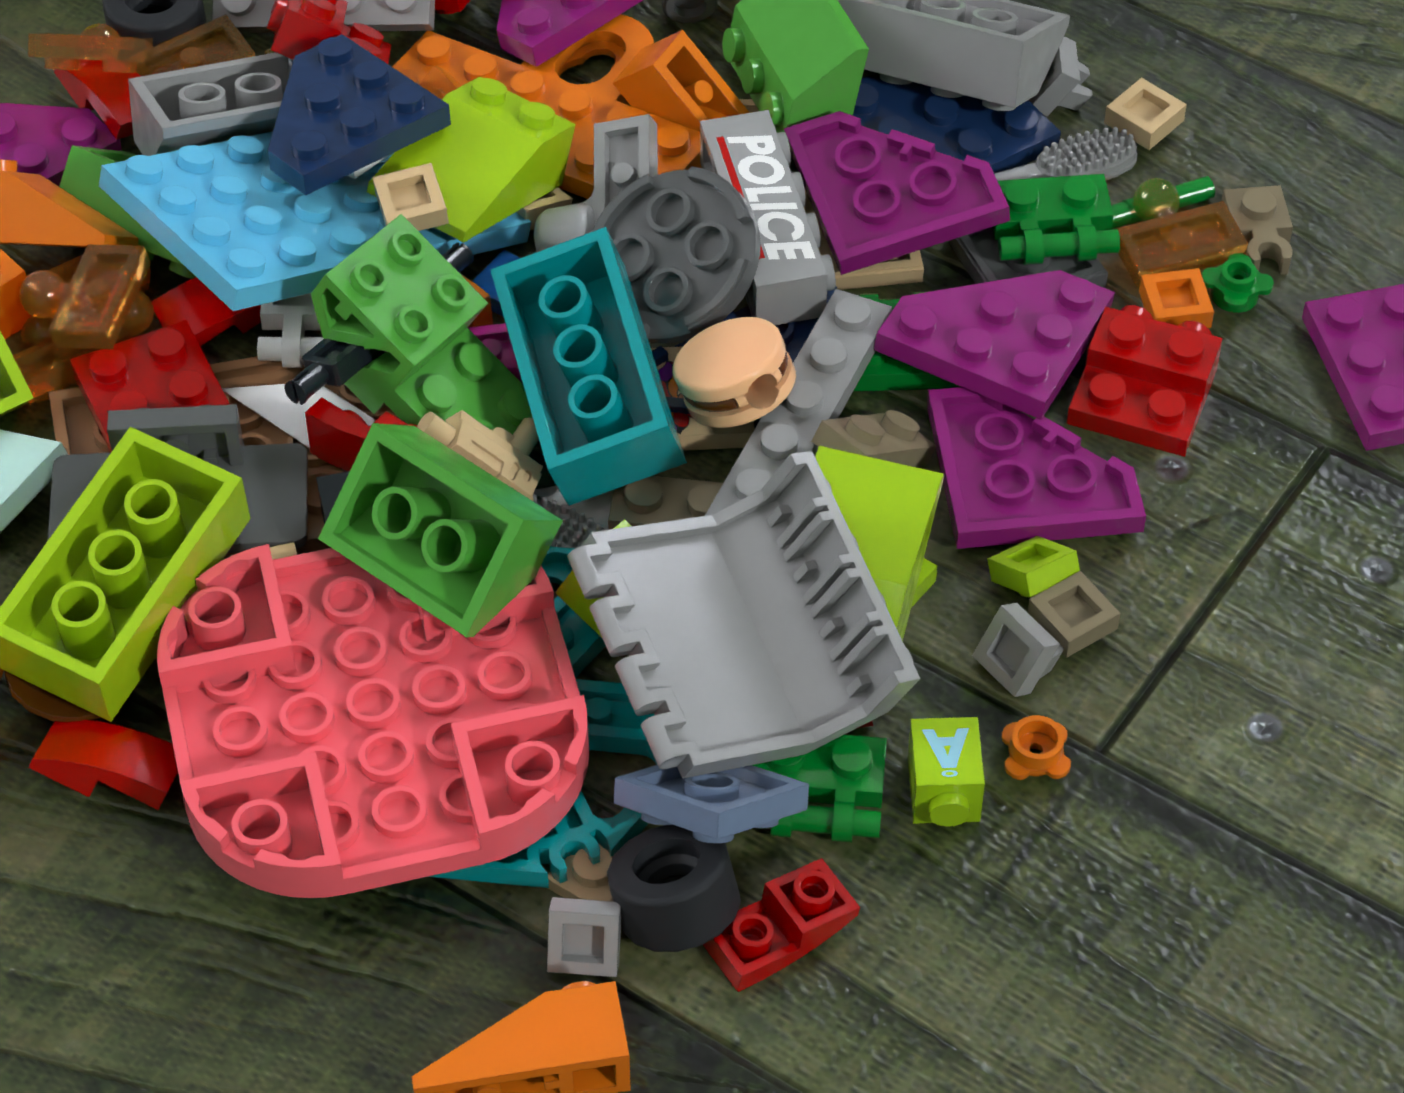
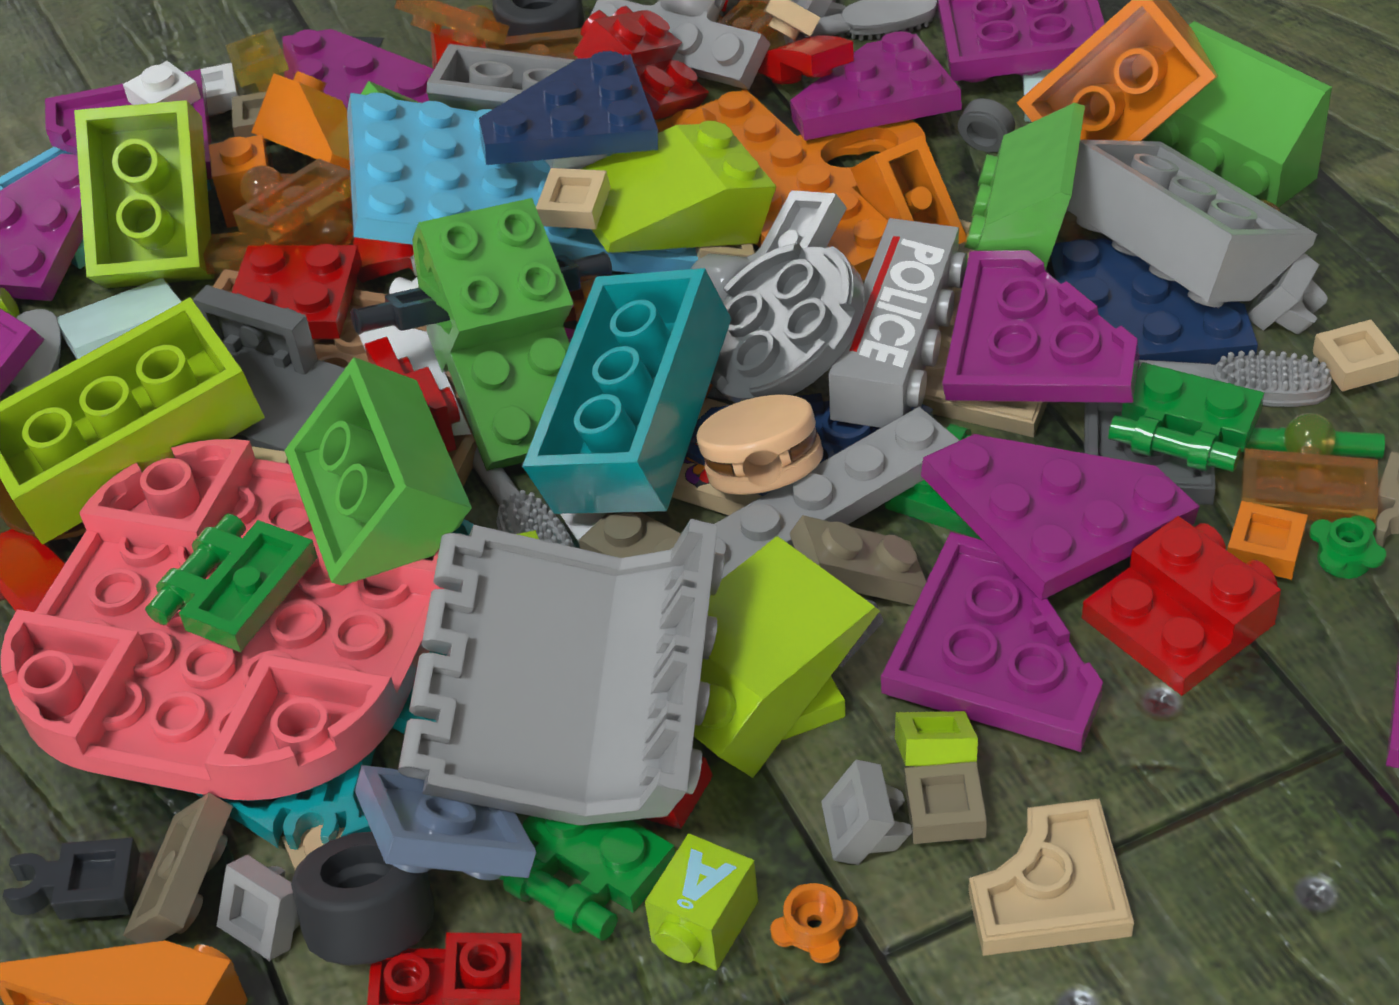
camera: 35 degrees right, 5 degrees down
(384, 673) = (244, 589): none -> green plate
(401, 984) = (84, 883): none -> black plate
(486, 941) = (187, 853): none -> dark tan plate
(491, 450) = (488, 435): tan piece -> none
(1194, 642) = (1056, 887): none -> tan tile

